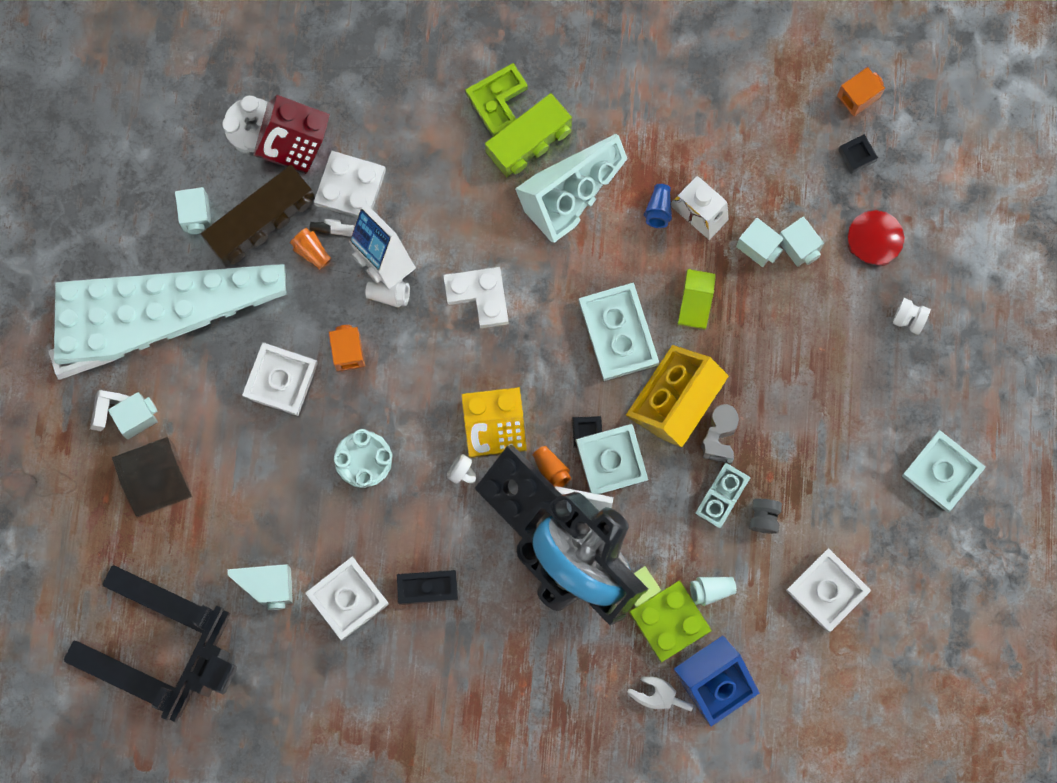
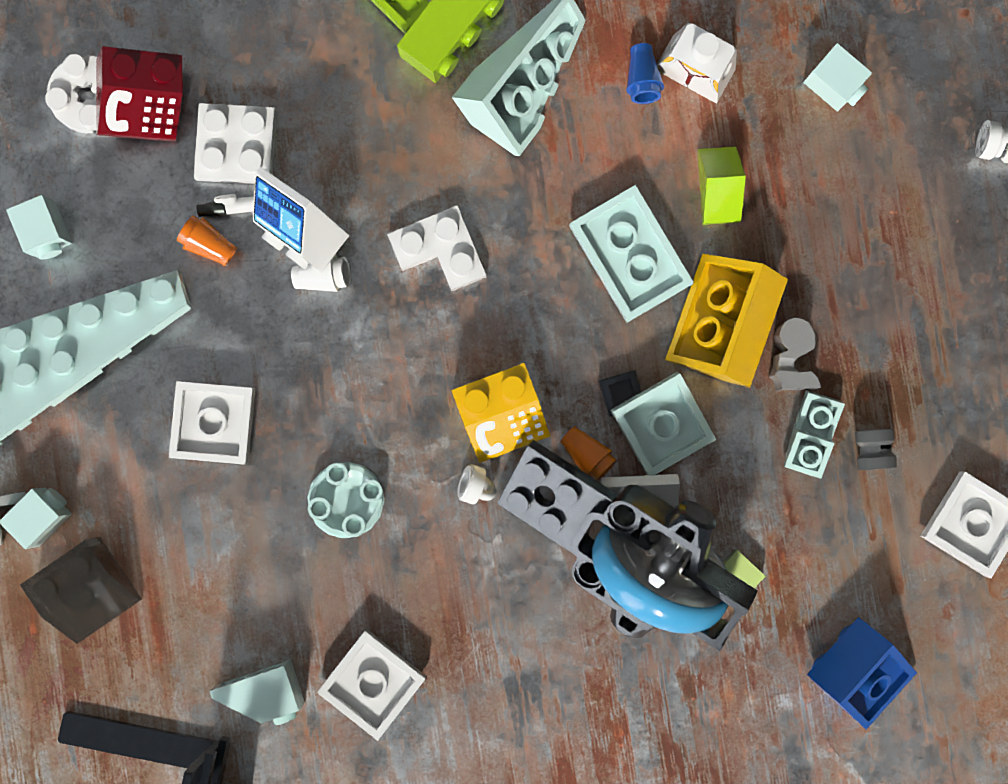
camera: 10 degrees left, 10 degrees up
(258, 216) = (126, 215): dark brown brick -> none
(346, 348) = (286, 361): orange brick -> none
(427, 587) = (469, 645): black plate -> none
(662, 698) = (799, 708): white hand -> none
(670, 621) = (788, 611): lime plate -> none
(711, 589) = (827, 560): light aqua cone -> none
(760, 243) = (787, 92): light aqua brick -> none
(875, 237) = (931, 48): red dish -> none

